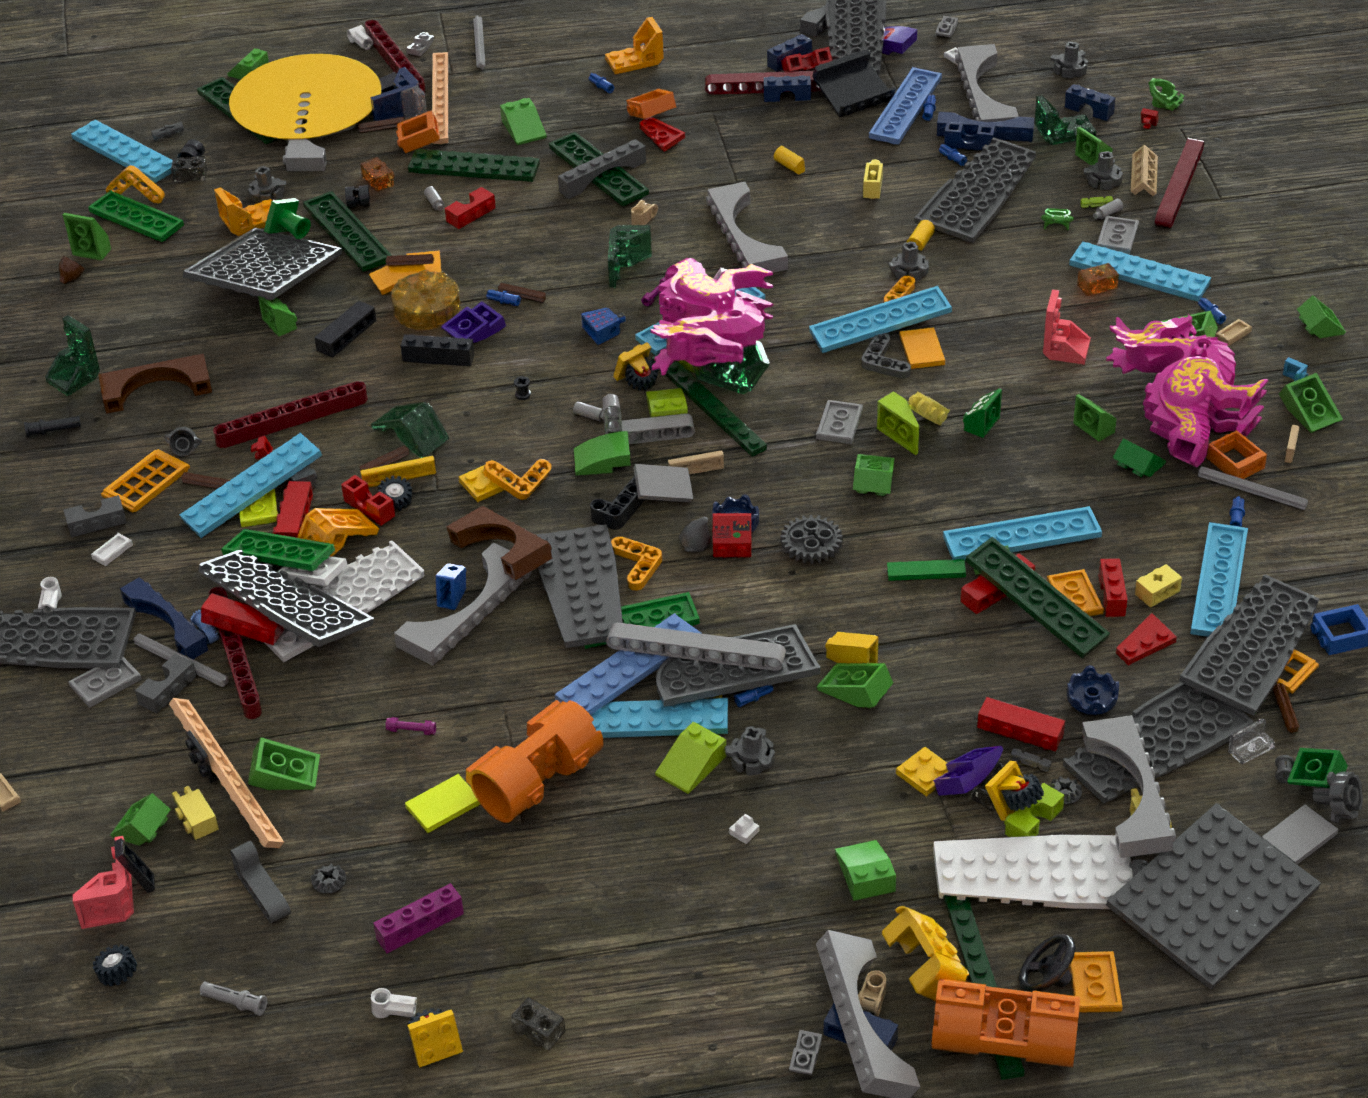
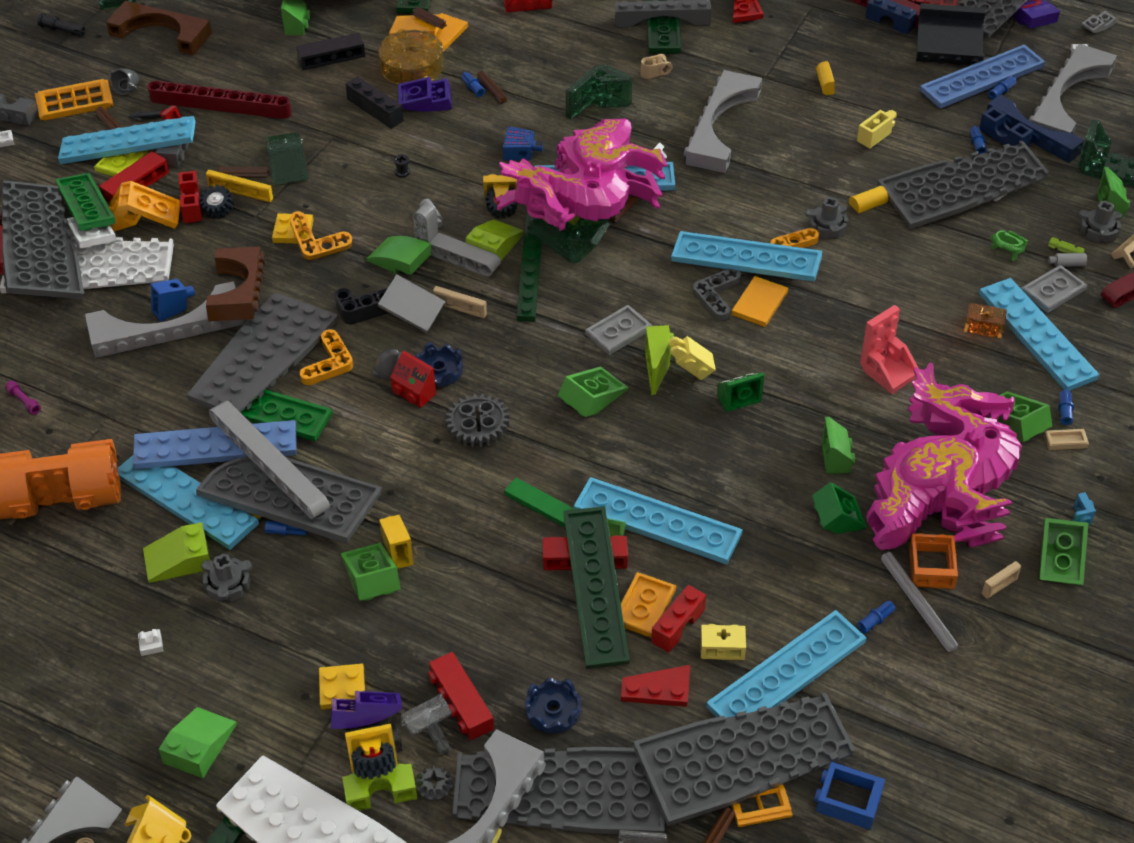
camera: 35 degrees right, 5 degrees up
(228, 463) = (144, 115): none -> black piece
(1015, 746) = (425, 715): none -> clear panel

